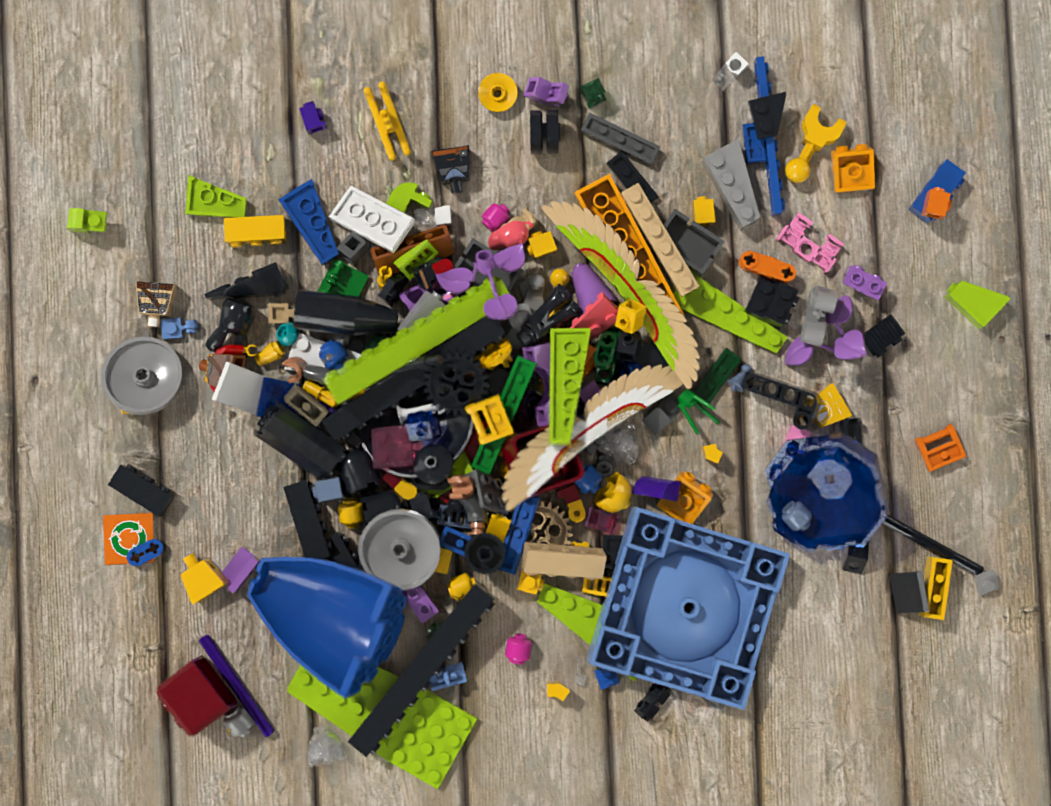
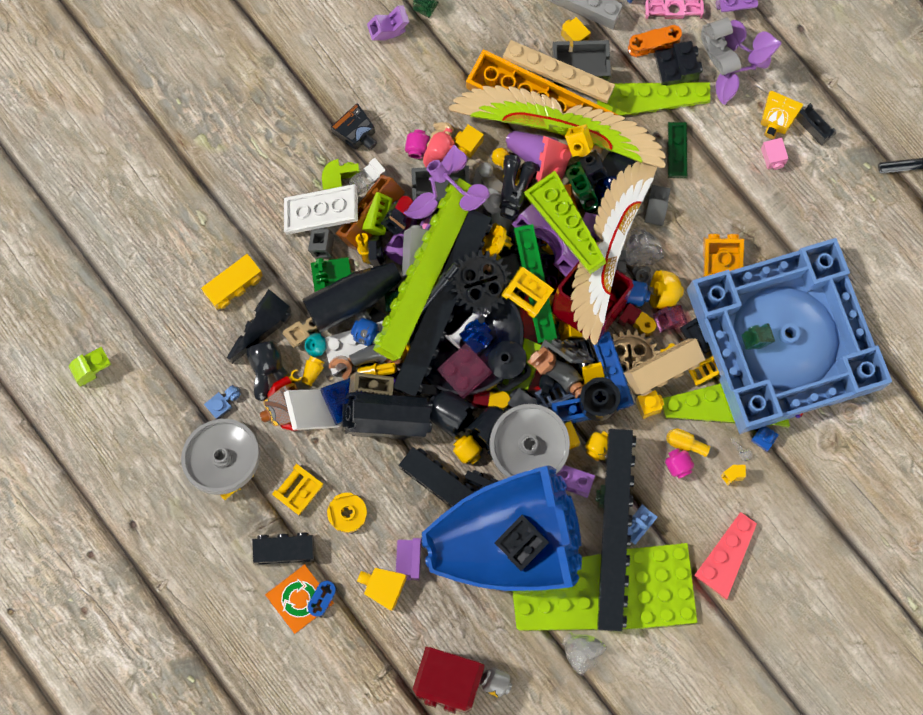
camera: 30 degrees left, 10 degrees down
(155, 300) = (189, 391): torso -> none
(190, 453) = (302, 494): none -> yellow plate
(211, 484) = (353, 503): none -> yellow plate
(212, 201) = (182, 283): lime wing -> none
(236, 686) = (472, 654): dark purple axle -> none
(308, 217) = (265, 243): blue wing -> none
(312, 118) = (217, 166): dark purple brick -> none
(328, 490) = (437, 441): sand blue brick -> none
(338, 624) = (522, 542): none -> black slope
(387, 121) = (278, 130): yellow piece -> none
(493, 83) = (347, 43): yellow dish -> none
(500, 753) = (725, 559): none -> coral wing
(538, 634) = (686, 441): none -> yellow arm
(544, 132) = (409, 53): black wheel -> none
(620, 138) = (471, 22): dark grey plate -> none
(629, 175) = (493, 44): black tile -> none
(646, 707) = (814, 422): black hinge -> none
(657, 488) = (696, 261): dark purple brick -> none
(658, 593) = (758, 337): none -> clear green brick
(689, 399) = (668, 180): green plant -> none
(711, 453) = (717, 207): yellow piece -> none
(736, 382) = (696, 142): sand blue piece -> none
(781, 395) = (737, 126): black beam -> none
(796, 516) = (819, 209): sand blue head -> none
(841, 510) = (845, 187): clear blue windscreen -> none
(857, 555) = (886, 204): black bracket -> none
(882, 335) = (781, 28): black brick -> none
(942, 454) = (893, 89): orange plate -> none

